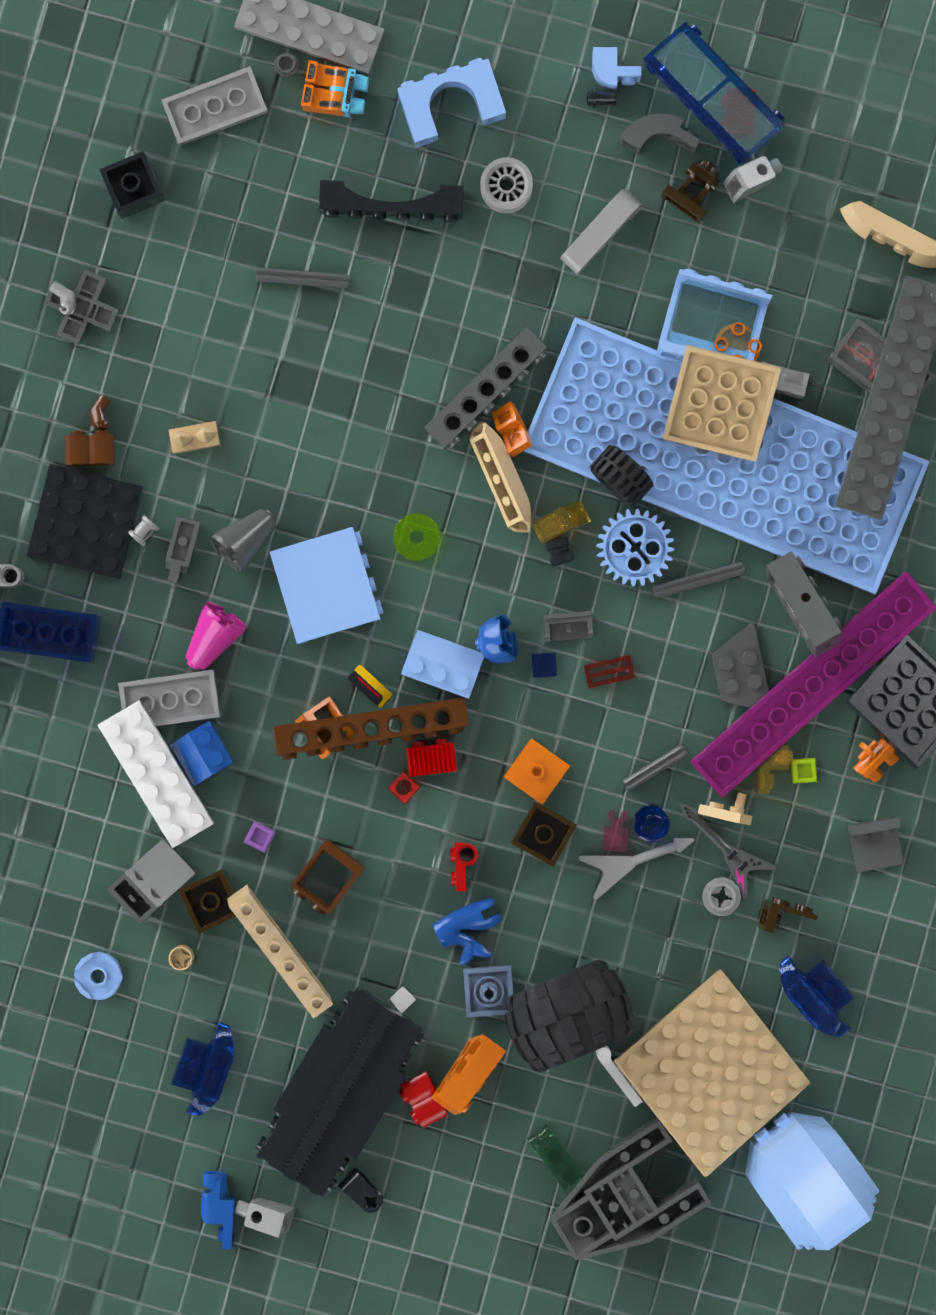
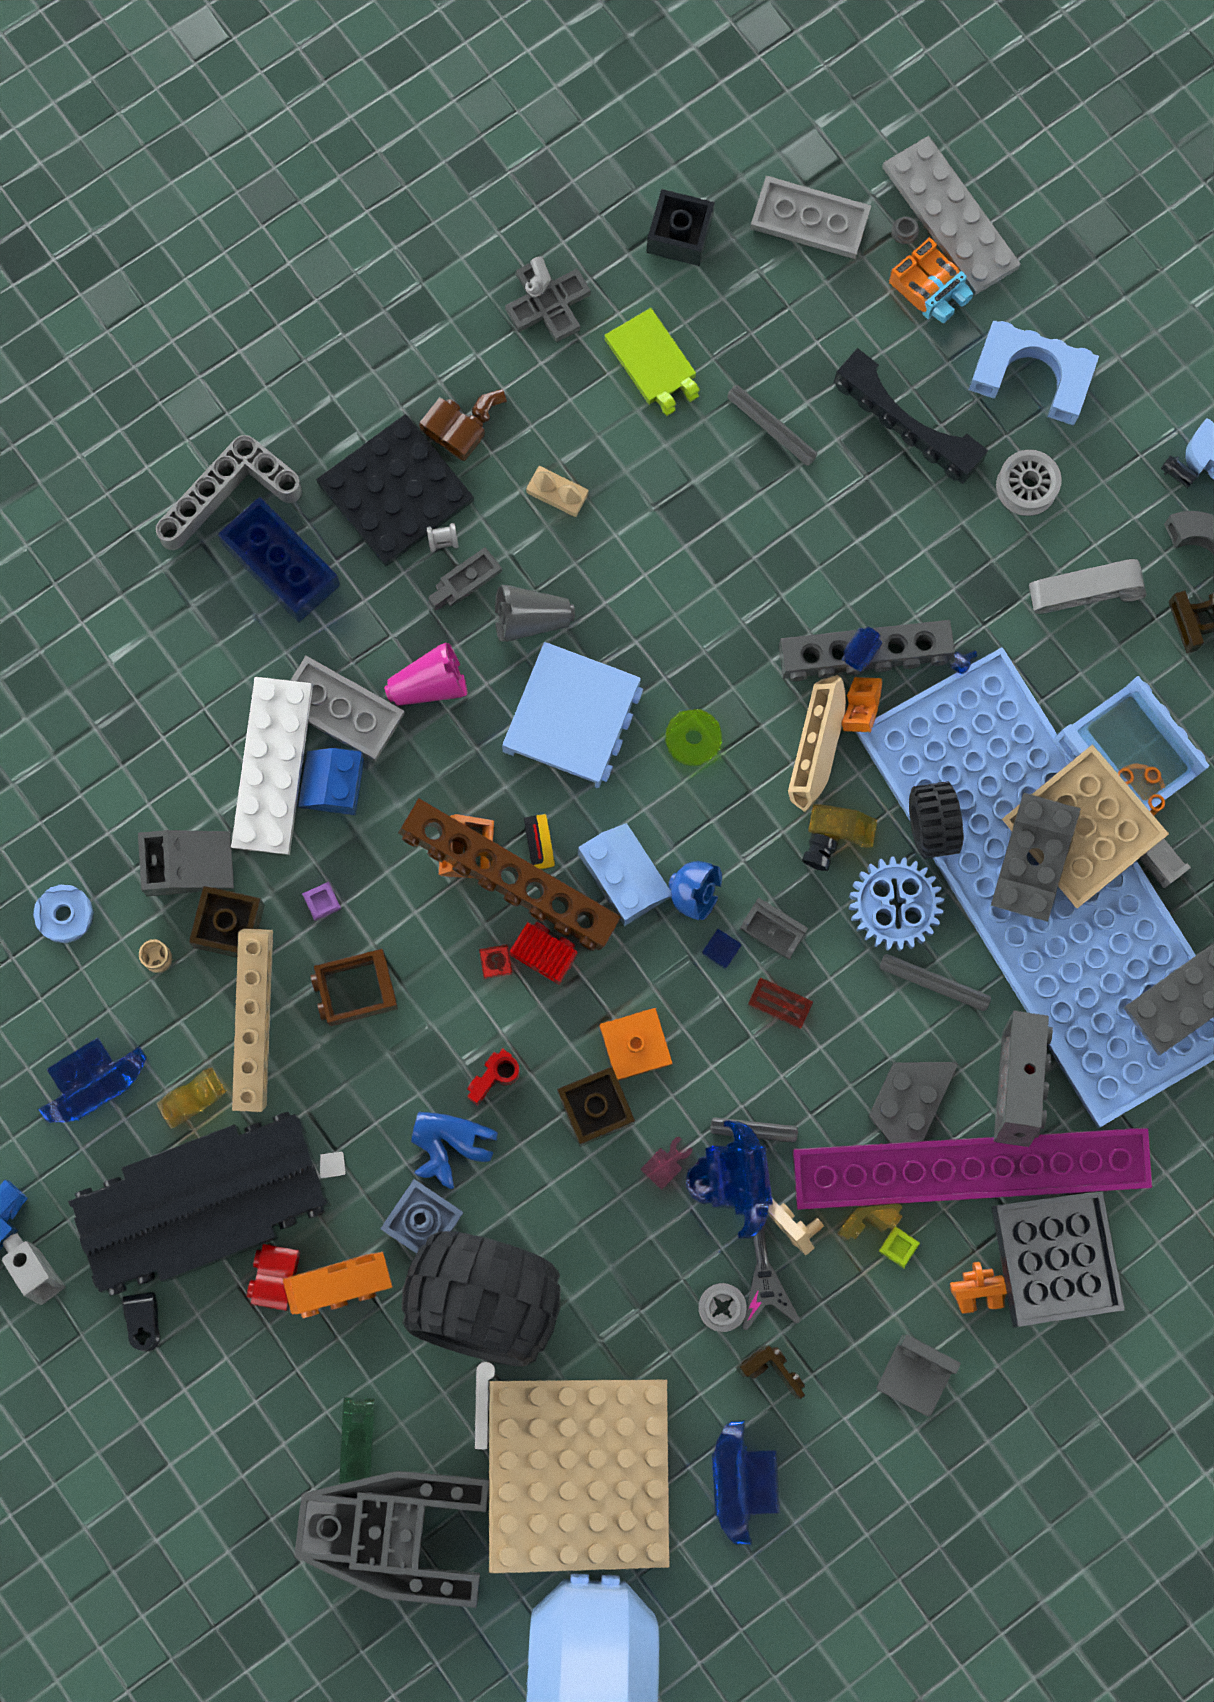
camera: 35 degrees right, 10 degrees down
(186, 294) = (653, 360): none -> lime tile
(279, 1029) = (191, 1098): none -> clear yellow slope
(484, 393) = (862, 648): none -> clear blue brick
(556, 350) = (963, 661): none -> clear blue hand
(618, 866) = (641, 1198): light grey piece -> none
(672, 807) = (741, 1178): none -> clear blue plate
(709, 473) = (1030, 887): none -> dark grey piece

